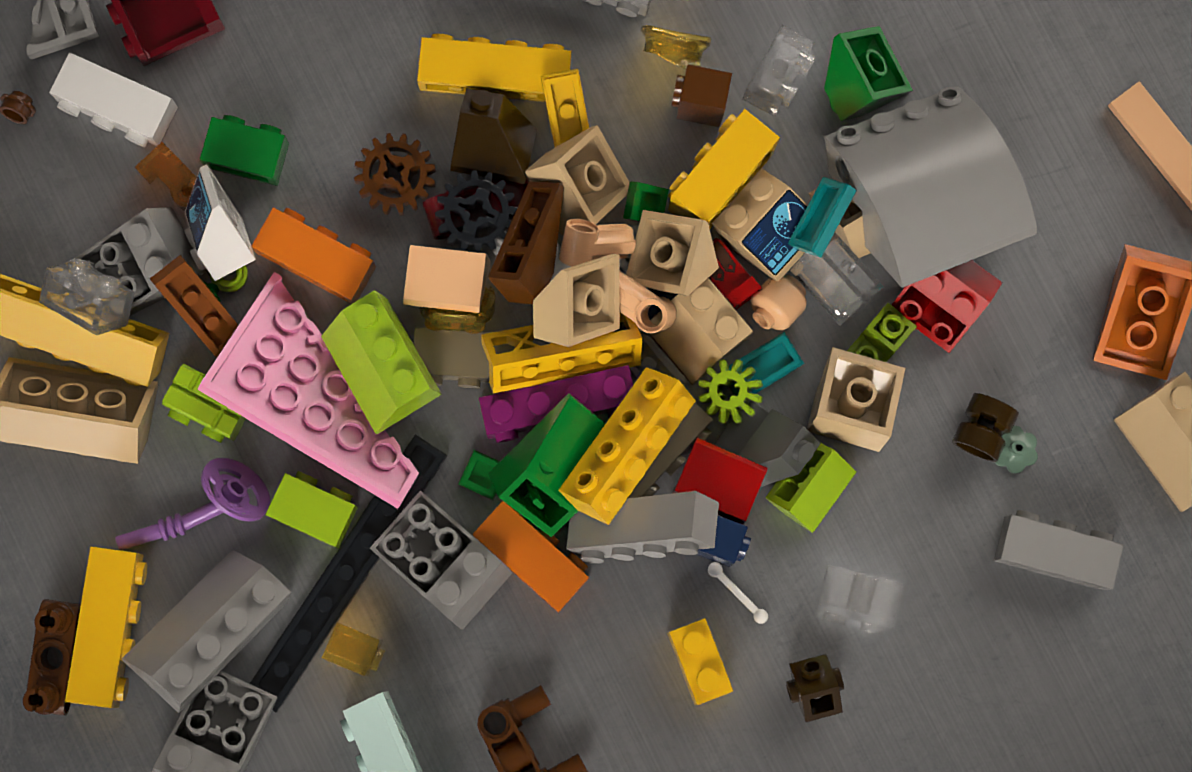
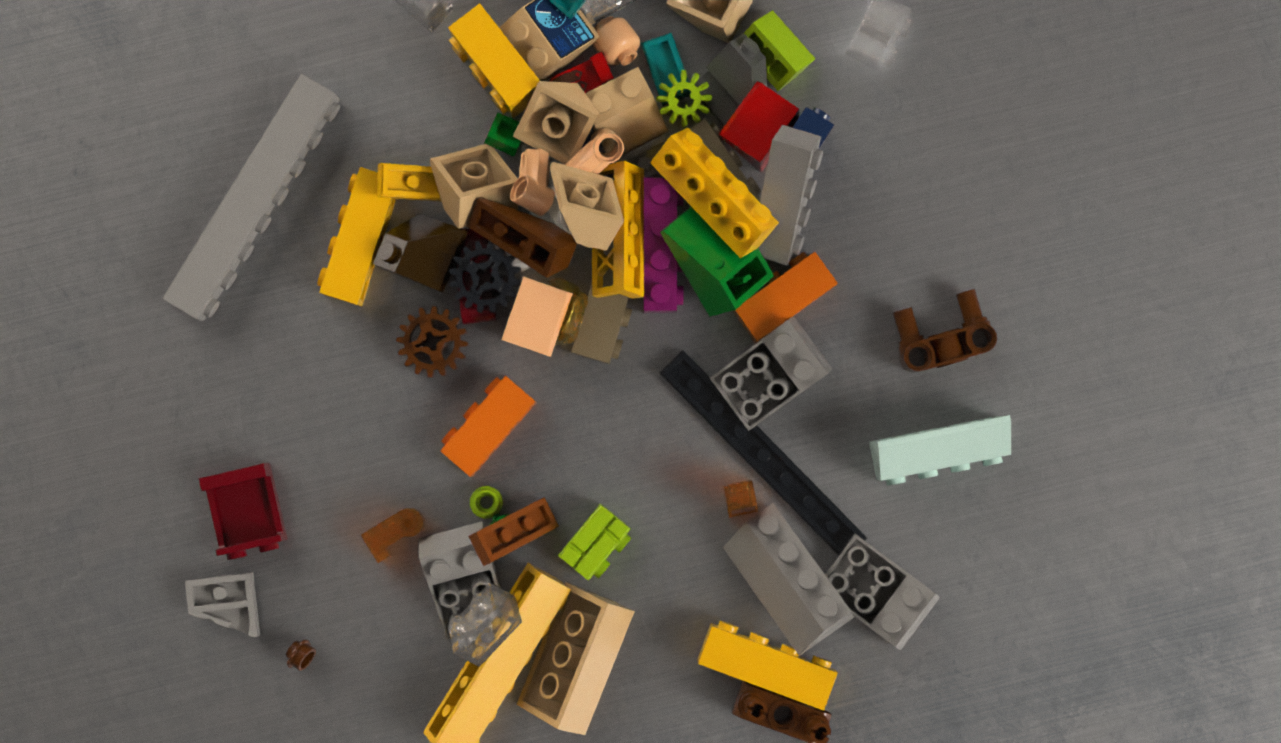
camera: 75 degrees left, 5 degrees up
(113, 101) = (314, 571): white brick -> none
(215, 228) = (448, 503): white slope -> none
(229, 499) = (681, 543): medium lavender dish -> none
(244, 149) = (382, 466): green piece -> none
(289, 385) = (597, 468): bright pink wing -> none
(291, 555) = (740, 498): none -> clear orange leg
(312, 509) = (705, 471): lime brick -> none
(354, 650) = (830, 461): clear yellow brick -> none
(379, 361) = (595, 387): lime slope -> none
(476, 475) = (705, 327): green tile -> none
(674, 45) = (376, 76): clear yellow hat -> none
(700, 662) = (903, 175): yellow brick -> none
(701, 95) = (424, 63): reddish brown brick -> none
(715, 570) = (828, 146): white hinge -> none
(812, 680) = (946, 84): dark brown brick -> none

